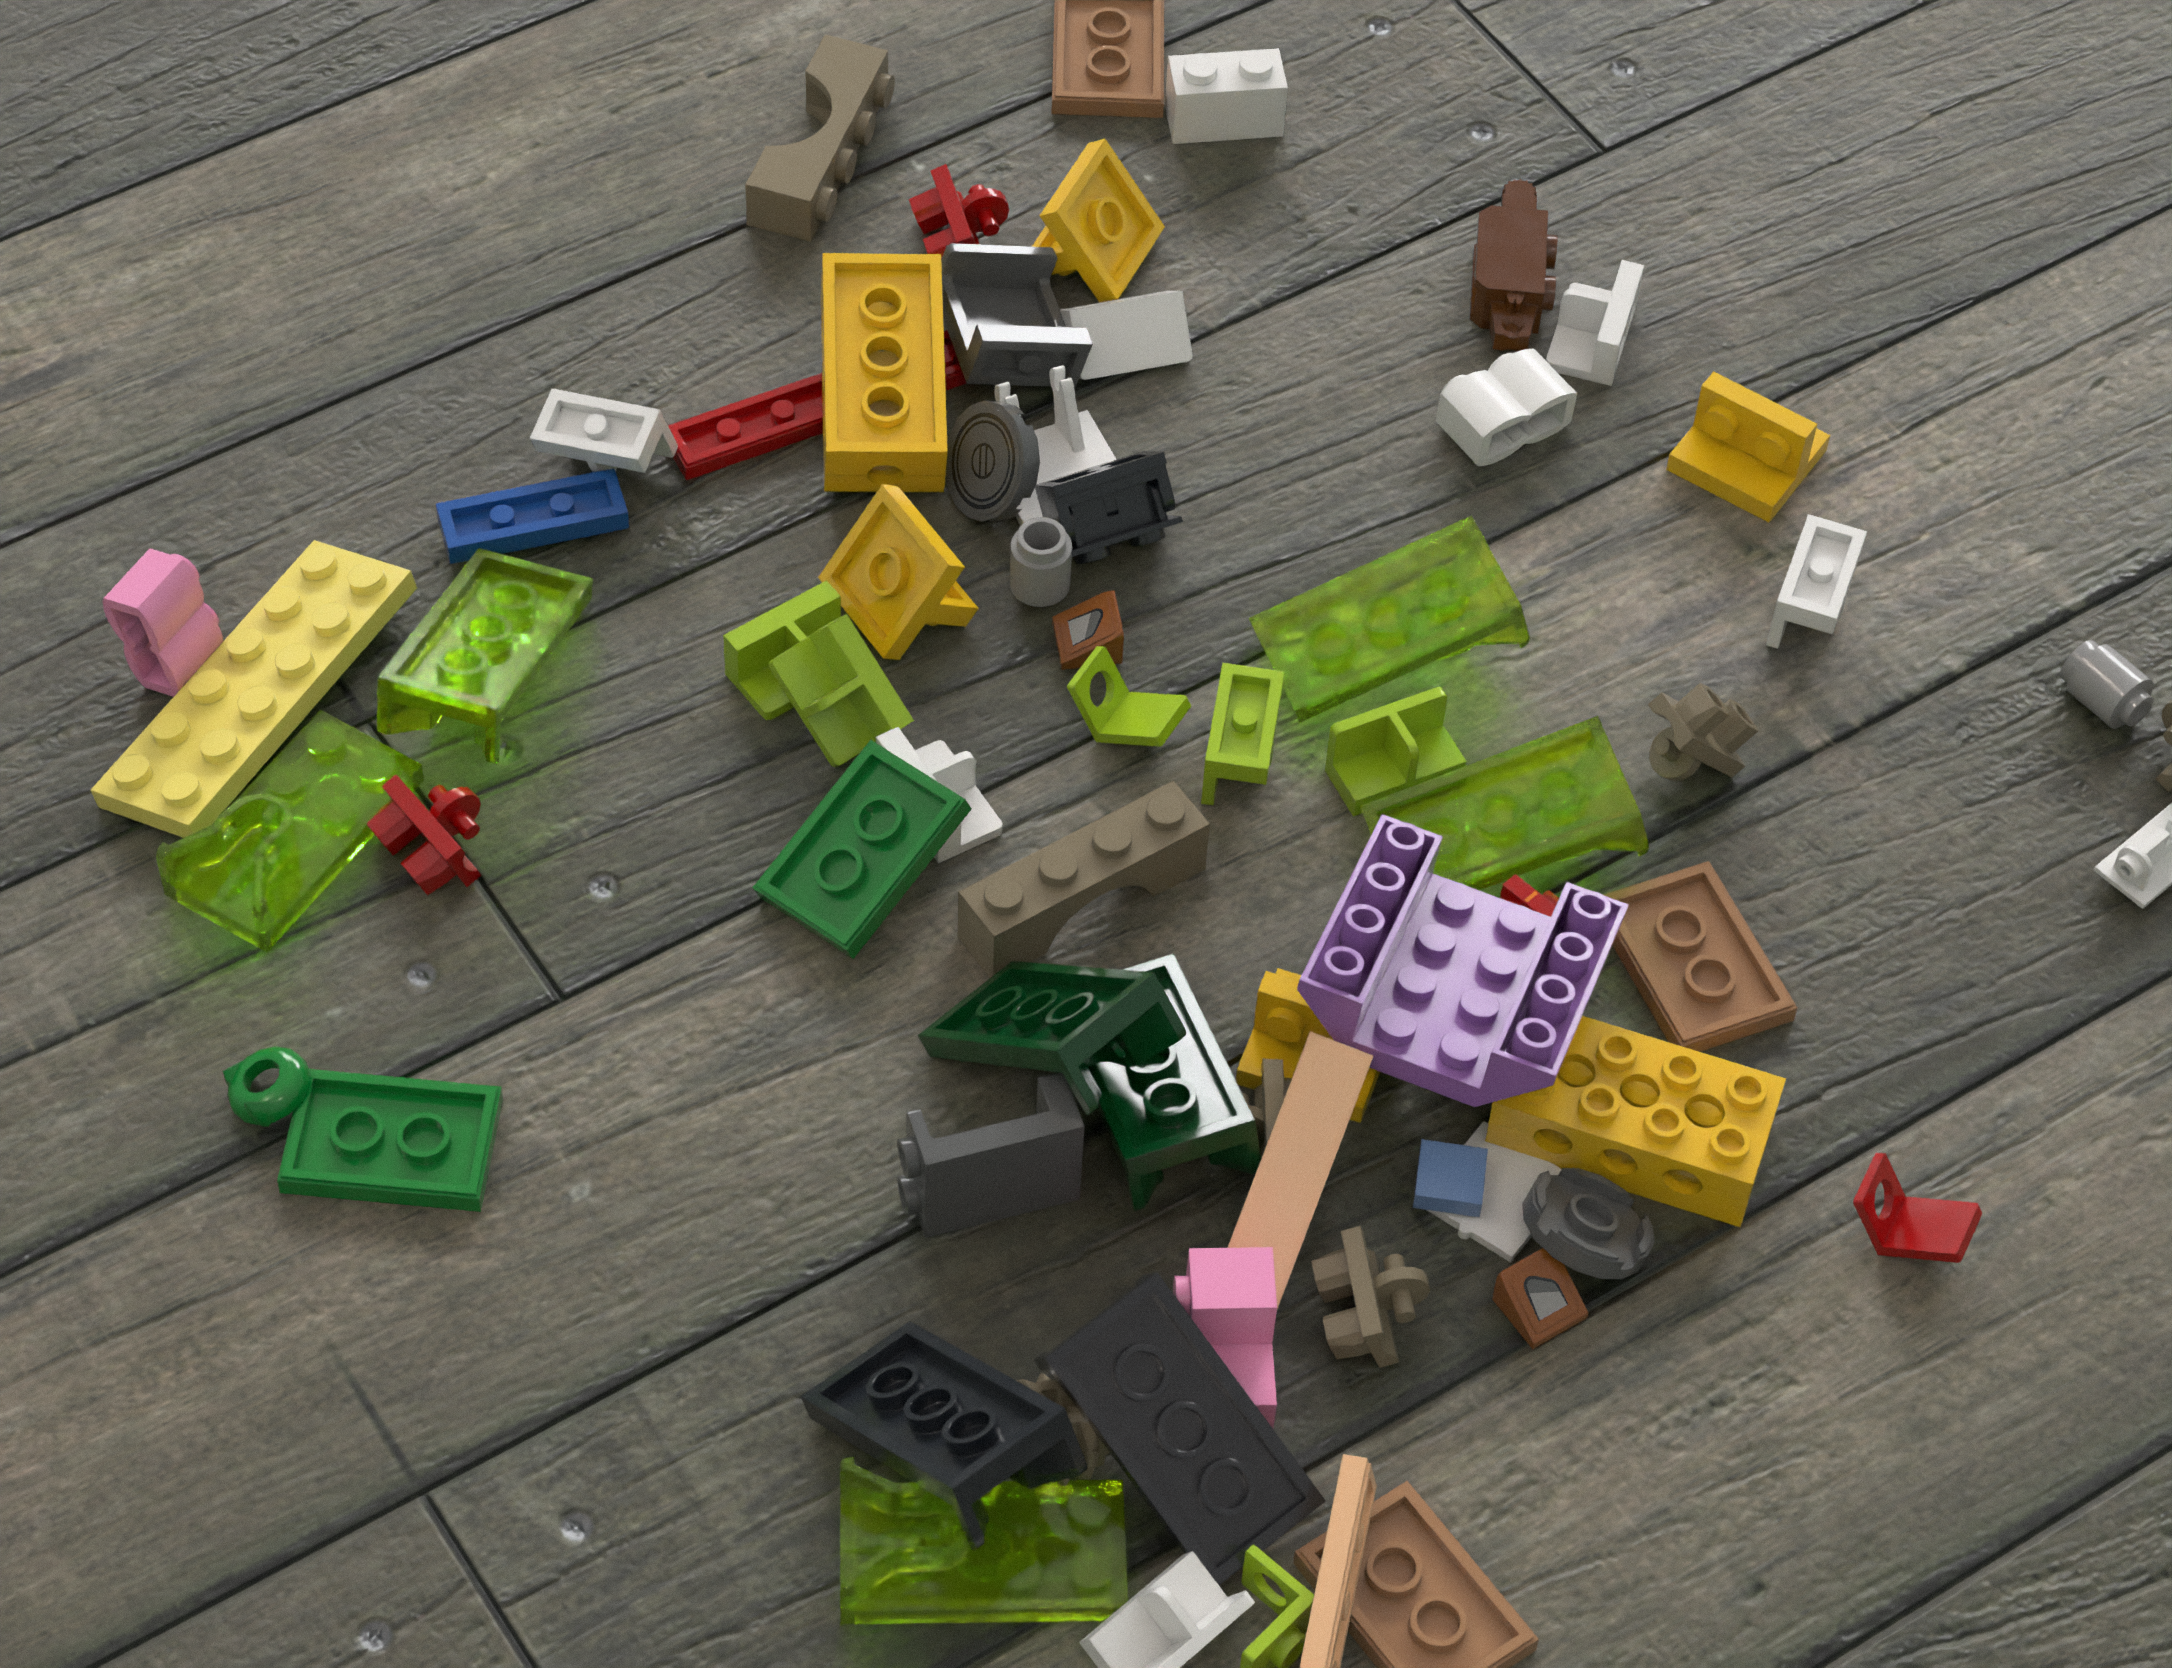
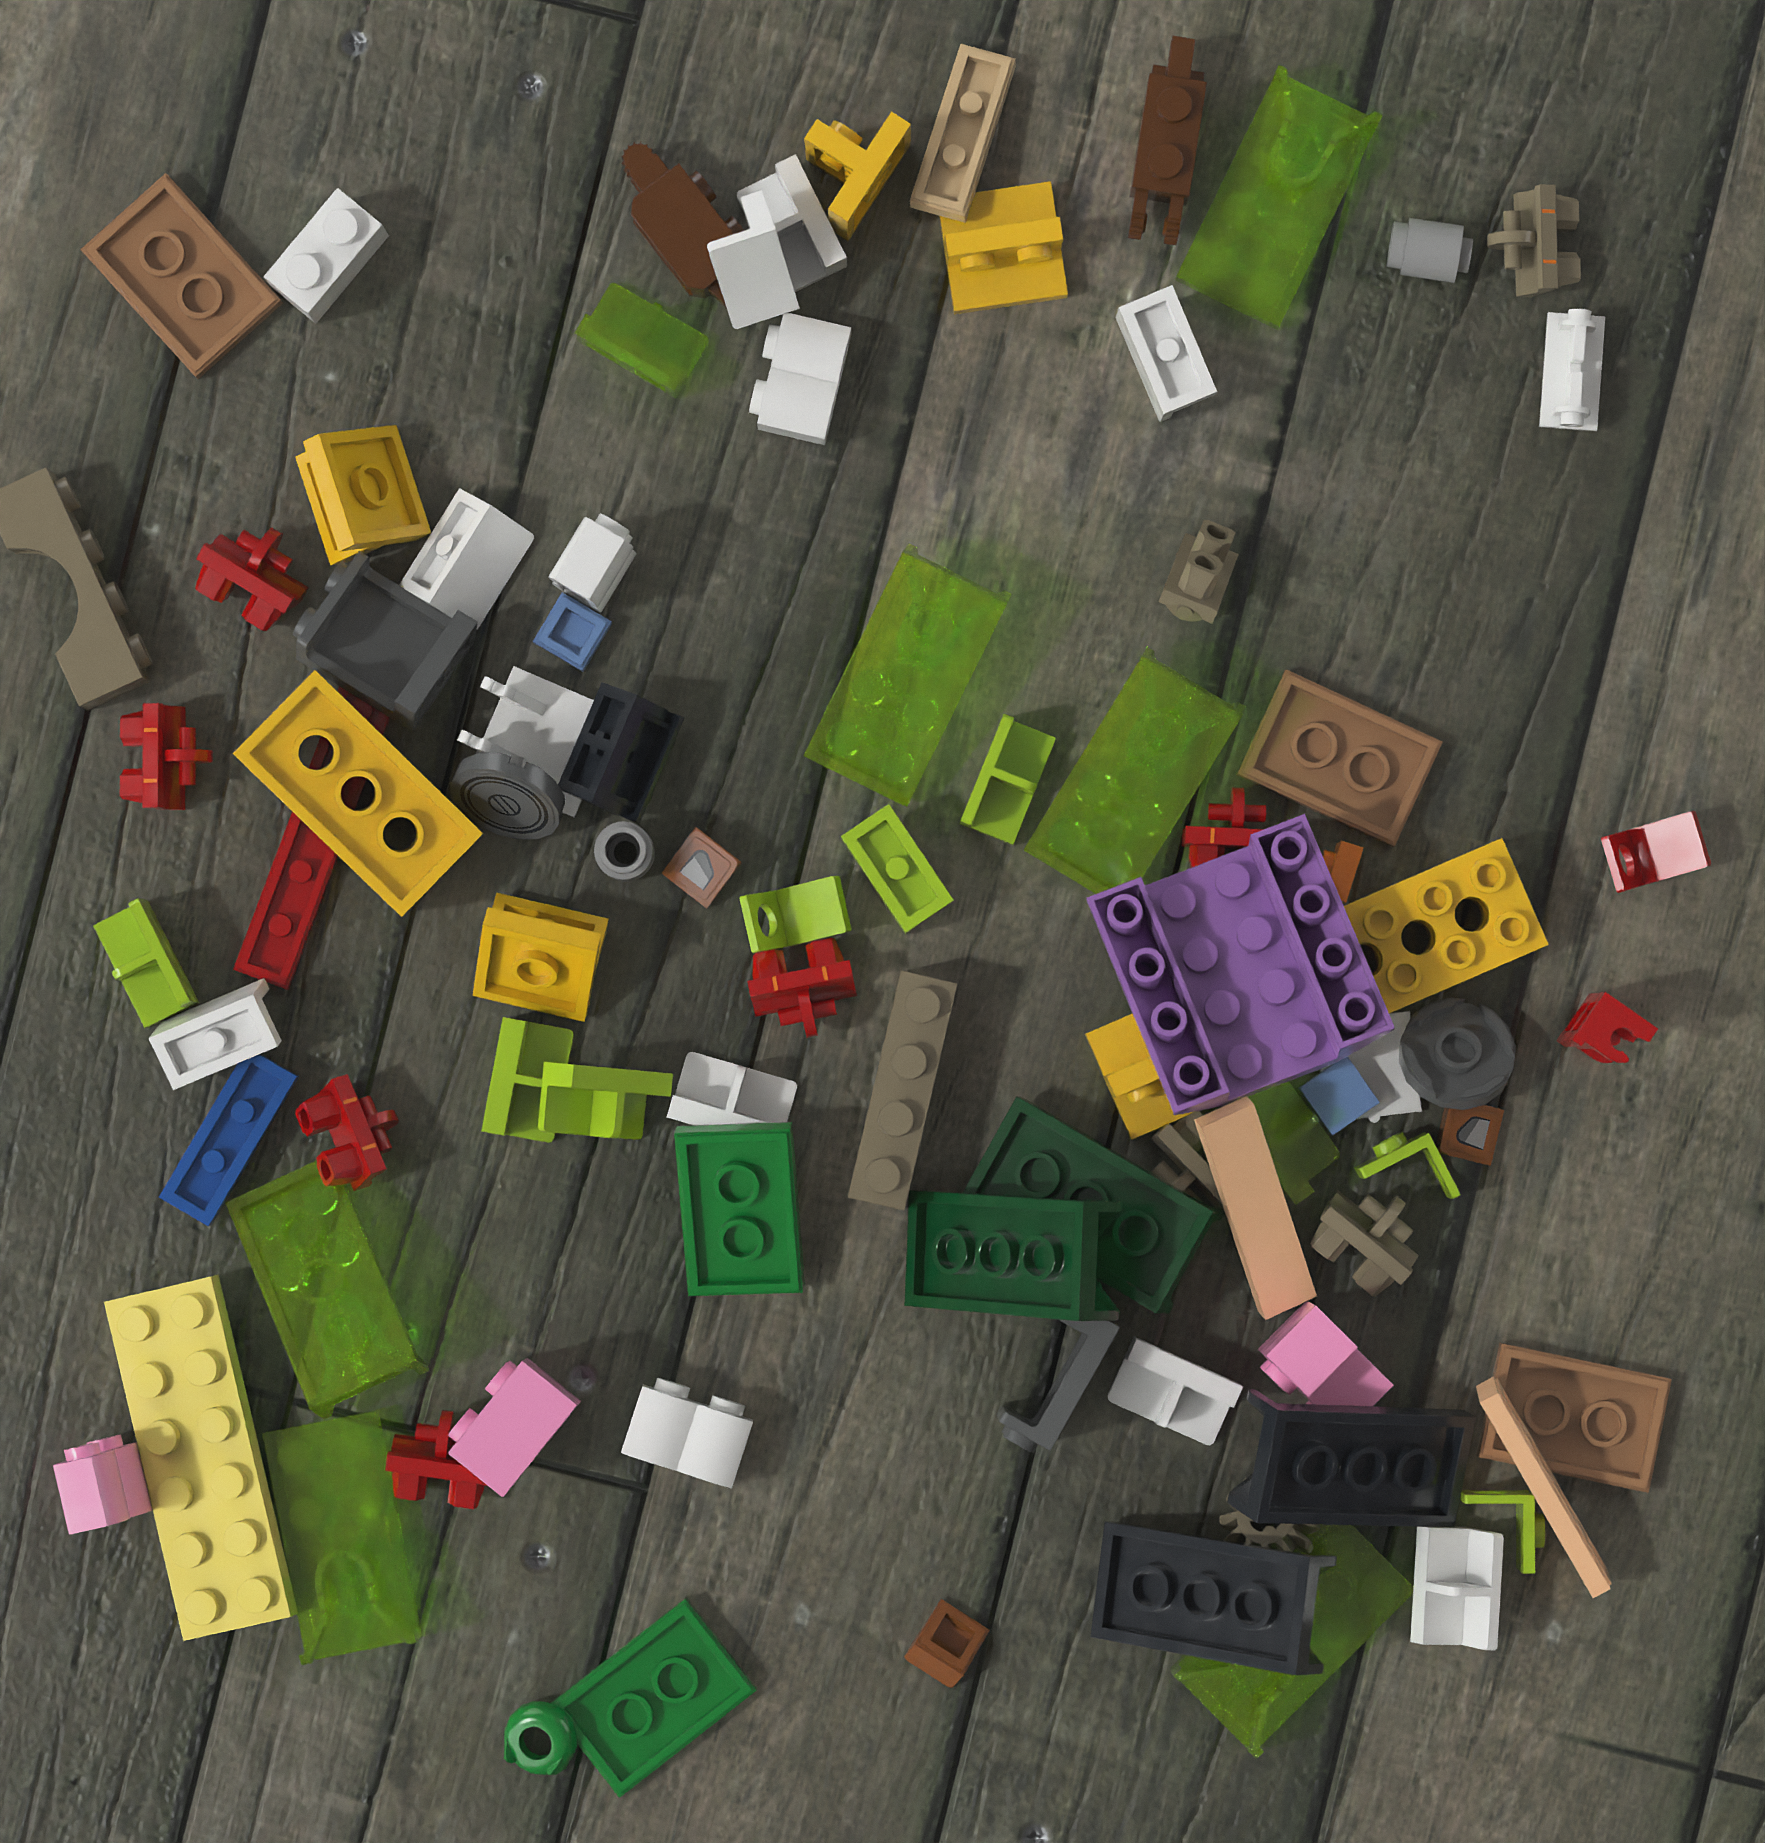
camera: 40 degrees left, 35 degrees up
(520, 820) = (512, 1426): none -> bright pink brick
(612, 361) = (145, 963): none -> lime panel
(640, 971) = (687, 1433): none -> white brick
(641, 586) = (355, 1130): none -> red hips
(671, 1306) = (946, 1644): none -> dark orange slope
(769, 269) = (167, 756): none -> red hips
(1073, 1266) = (1173, 1391): none -> white panel
(1080, 757) = (805, 992): none -> red hips
(1156, 428) = (572, 632): none -> medium blue tile
(1220, 375) = (594, 561): none -> white brick
(1374, 1168) = (1294, 1139): none -> clear neon green panel
(1403, 306) = (643, 339): none -> clear neon green panel
(1459, 1257) = (1398, 1148): none -> lime bracket
(1539, 285) = (753, 268): none -> white panel
(1625, 1009) = (1343, 866): none -> orange plate
(1687, 306) = (860, 170): none -> yellow bracket
(1743, 1288) = (1601, 1024): none -> red hinge
(1794, 357) = (962, 133): none -> tan tile
(1951, 467) = (1167, 139): none -> reddish brown hinge
(2011, 576) = (1277, 199): none -> clear neon green plate

